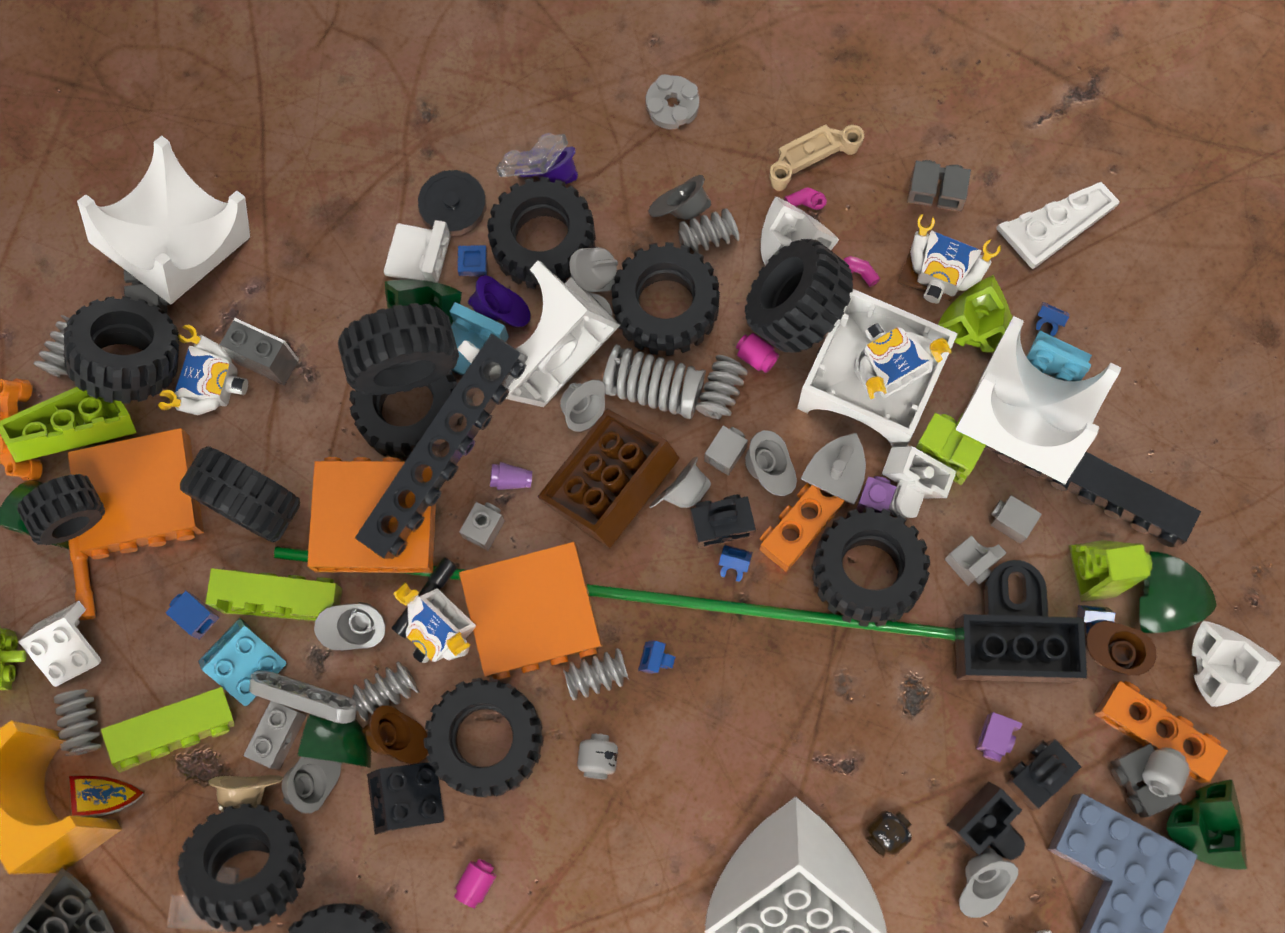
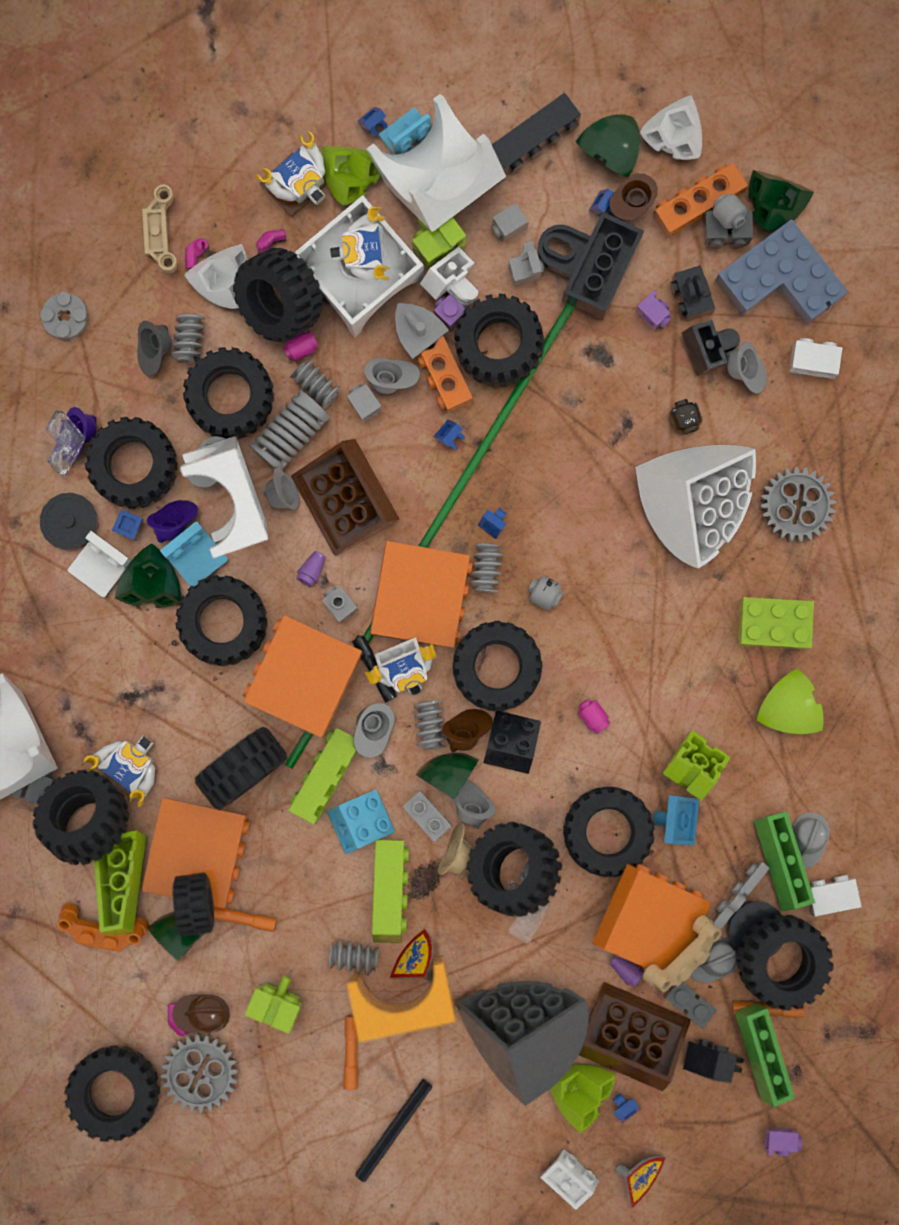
camera: 70 degrees left, 10 degrees up
(54, 359) = (51, 868): light grey piece -> none
(59, 646) = (289, 949): white bracket -> none
(191, 614) = (308, 844): blue brick -> none
(259, 351) = (128, 715): dark grey piece -> none
(303, 696) = (410, 783): light grey beam -> none
(375, 530) = (322, 675): black brick -> none
(398, 349) = (192, 601): black tyre -> none
(593, 269) = (183, 435): light grey piece -> none
(687, 488) = (379, 445): light grey piece -> none
(722, 521) = (416, 429): black brick -> none
(952, 188) = (238, 140): dark grey piece -> none
(1049, 229) = (303, 83): white wing -> none
(1108, 568) = (574, 177): lime wedge -> none

